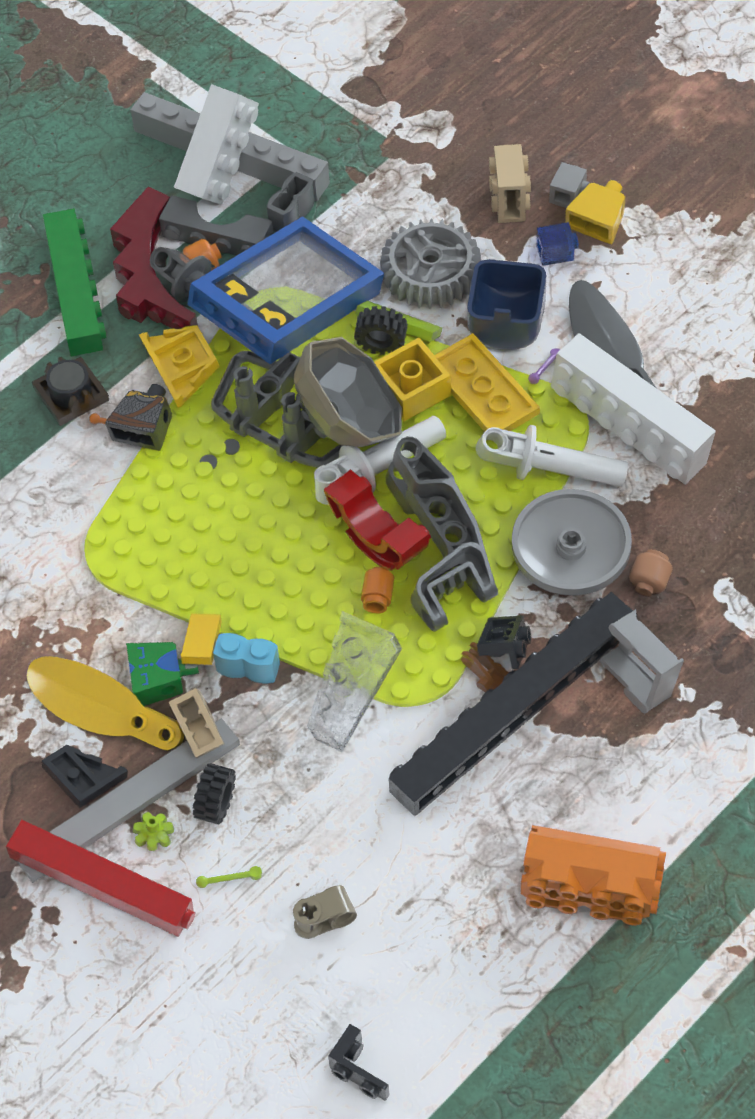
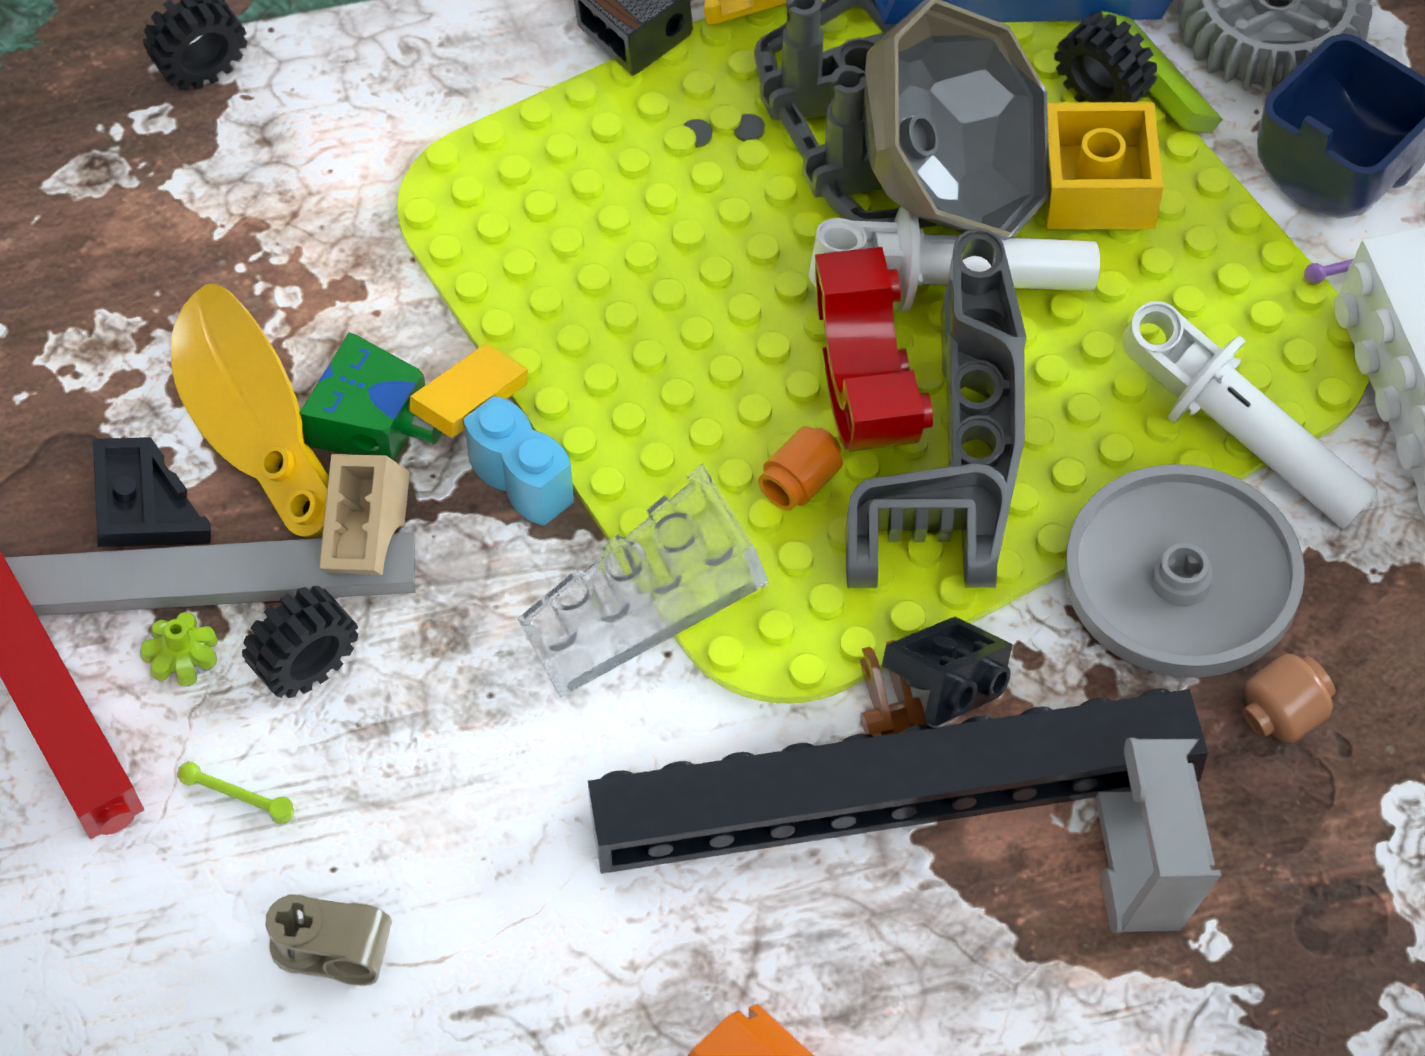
camera: 30 degrees right, 0 degrees up
(486, 386) = (1219, 242): yellow plate -> none

